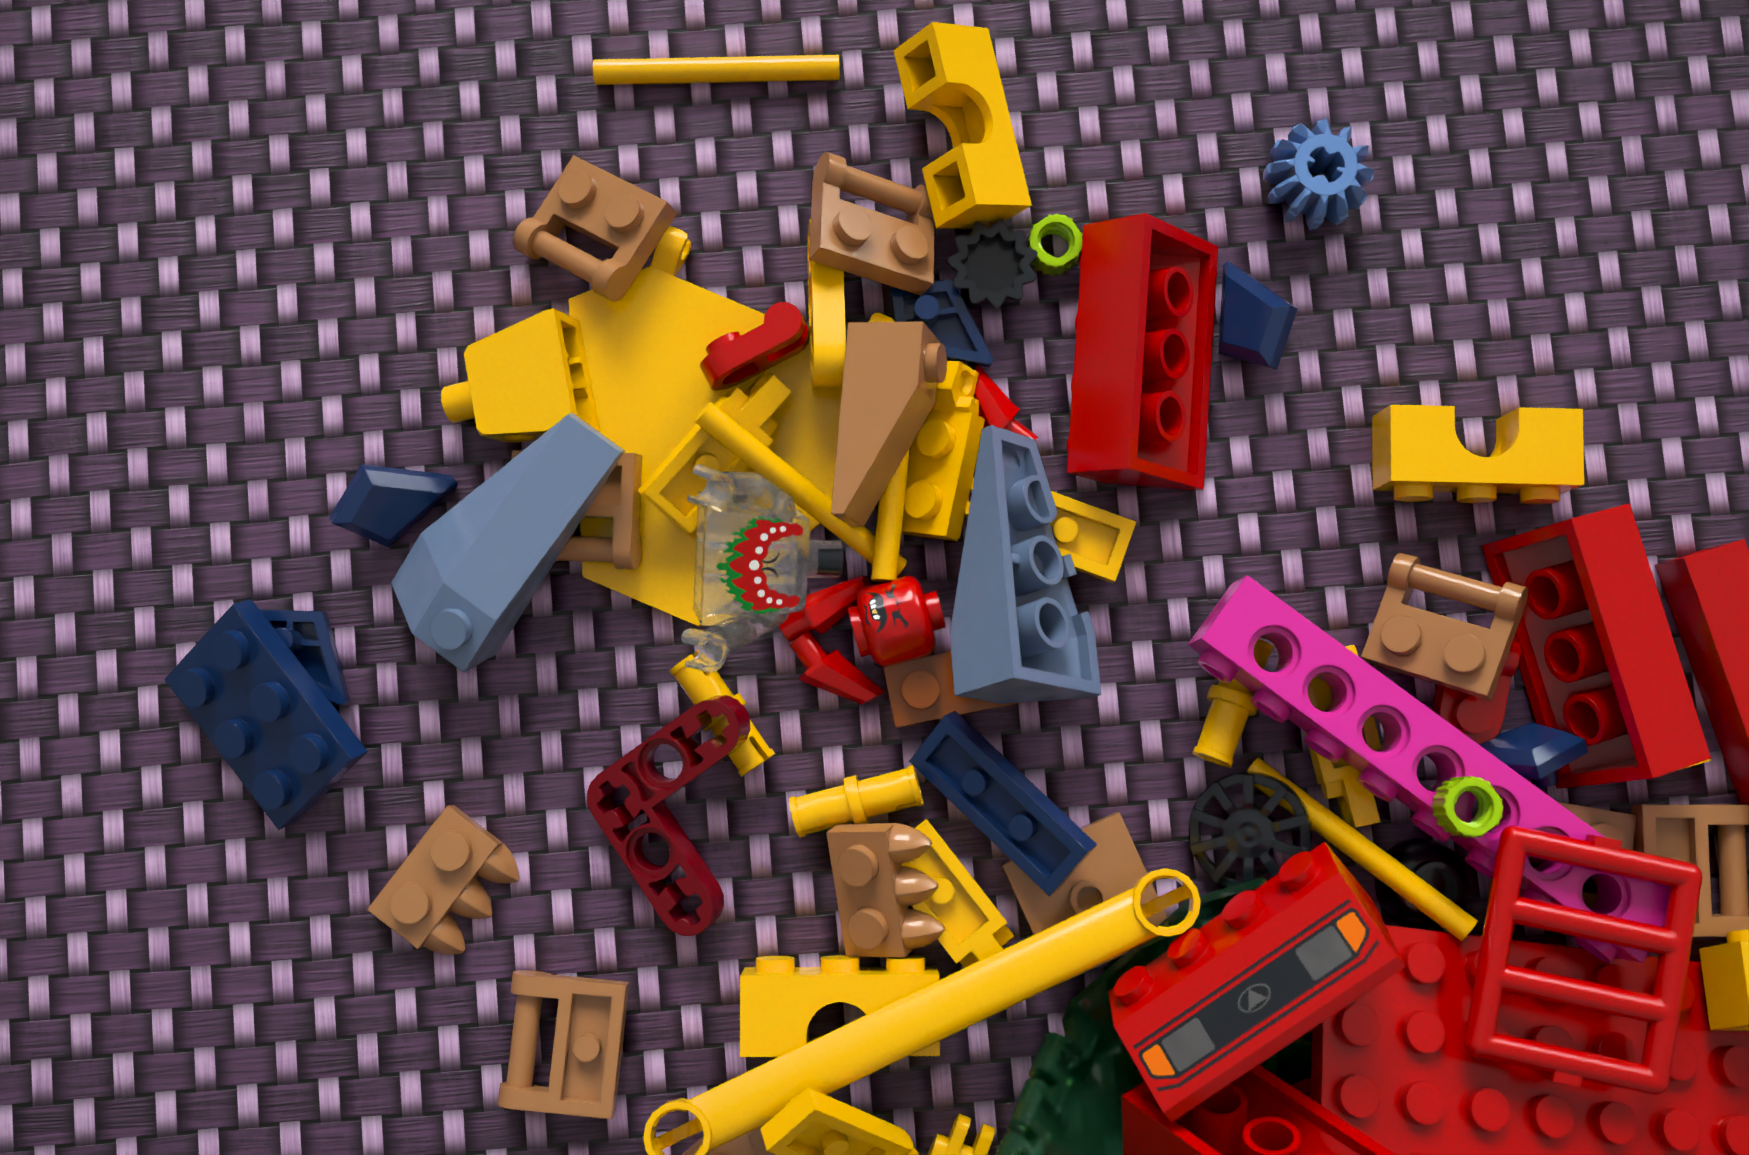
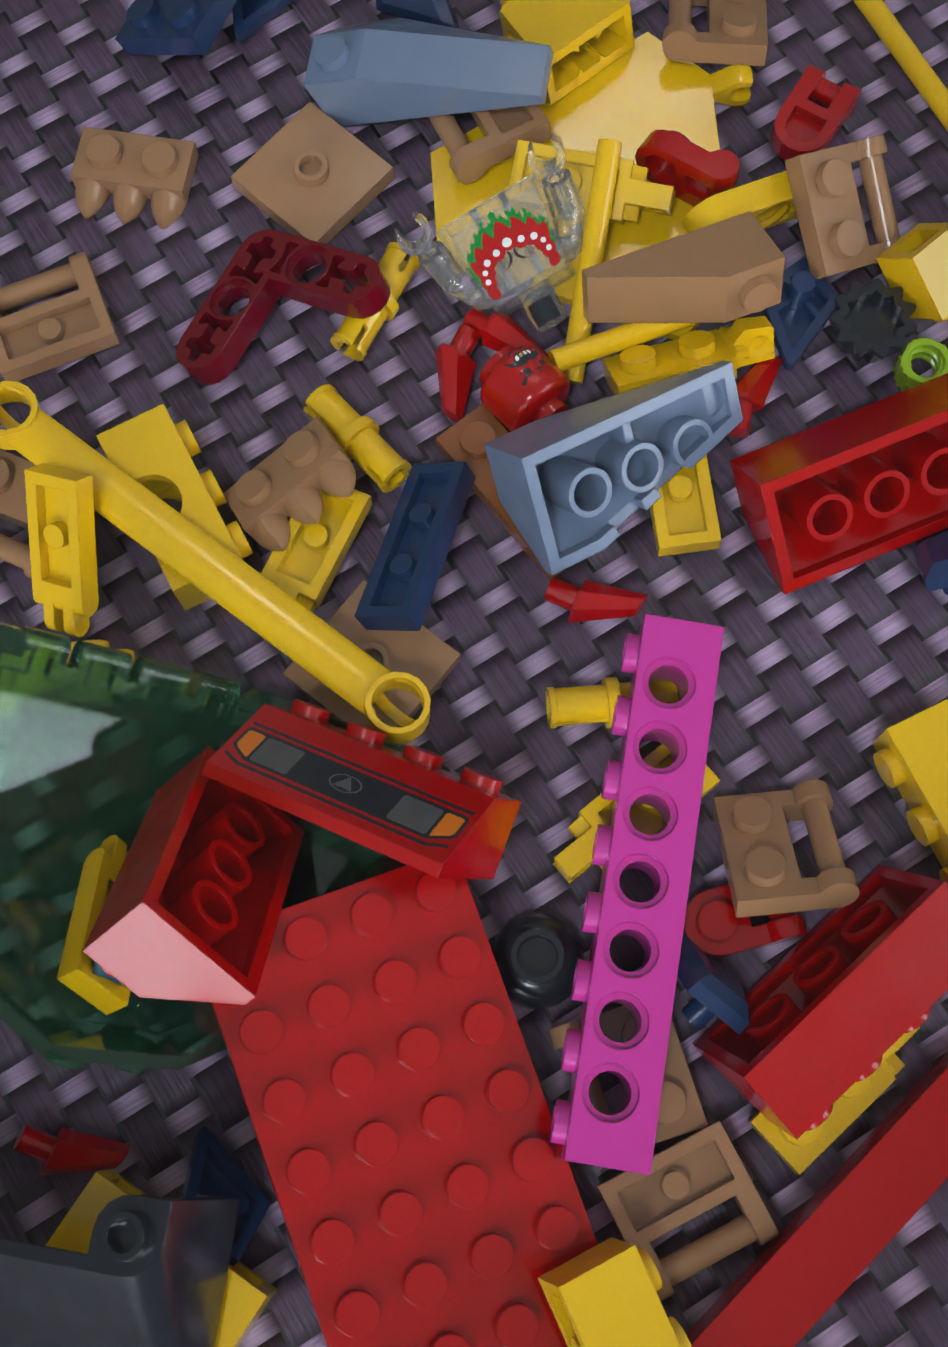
camera: 70 degrees right, 10 degrees down
(547, 705) = (313, 176): none -> medium nougat plate
(758, 212) = (806, 126): none -> red plate
(1127, 662) = (594, 600): none -> red bar
(1248, 829) = (509, 764): black wheel -> none
(1375, 859) = (536, 873): yellow bar -> none
(1488, 811) = (626, 892): lime axle -> none
(1670, 942) = (597, 1172): red bar -> none

